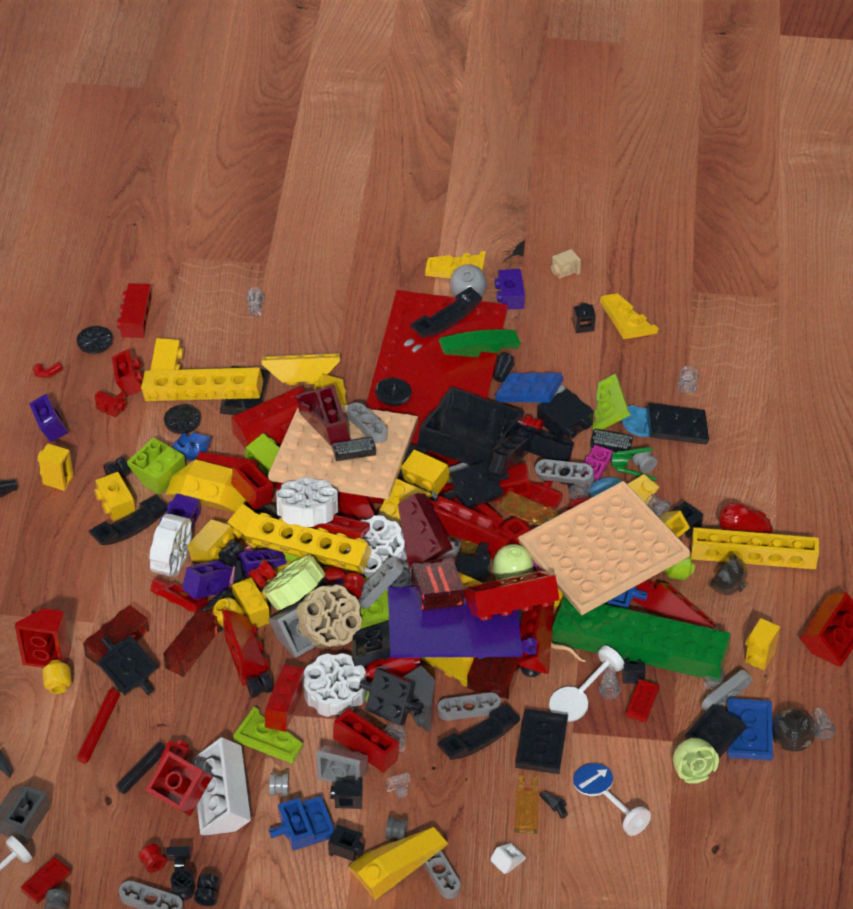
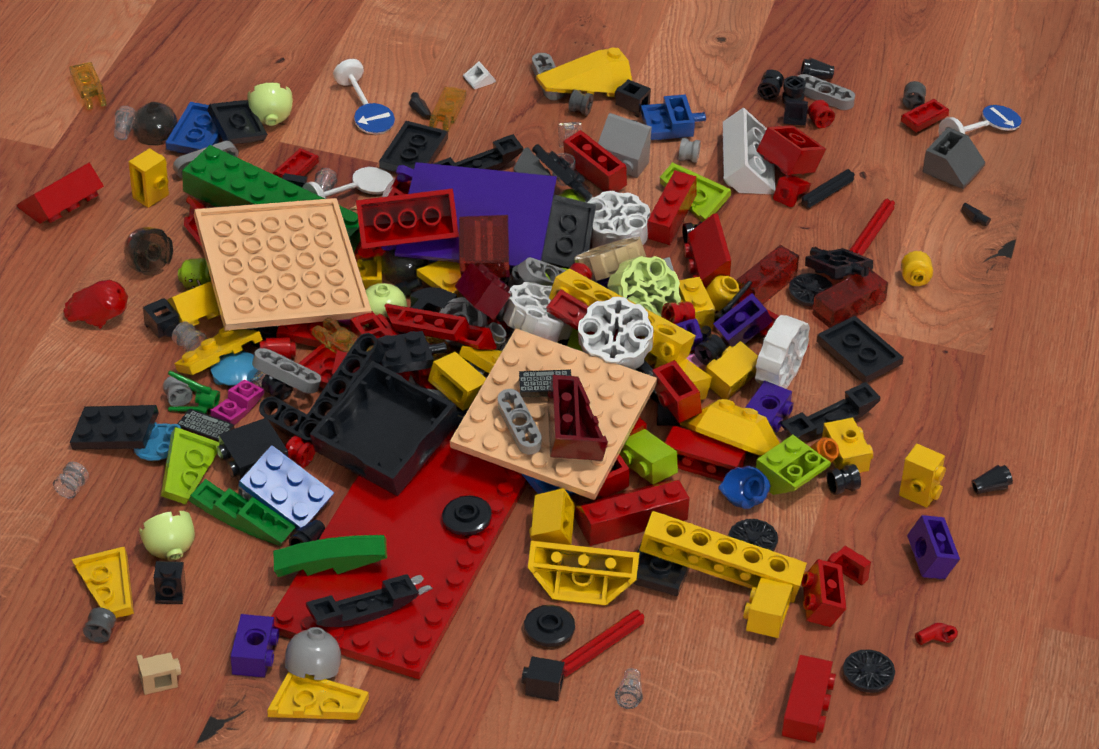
camera: 170 degrees left, 5 degrees down
(43, 638) = (932, 276): red slope -> none
(106, 589) = (860, 349): none -> black plate
(133, 478) = (827, 448): none -> orange cone
(154, 644) = (806, 286): none -> black wheel
(279, 331) = (602, 641): none -> red axle
(313, 297) = (543, 678): none -> black brick
(317, 337) = (549, 625): none -> black wheel
(572, 381) = (245, 515): none -> green slope
(599, 345) = (168, 535): none -> yellowish green cylinder
(617, 284) = (99, 625): none -> dark grey wheel
(755, 548) = (88, 266): yellow brick -> none

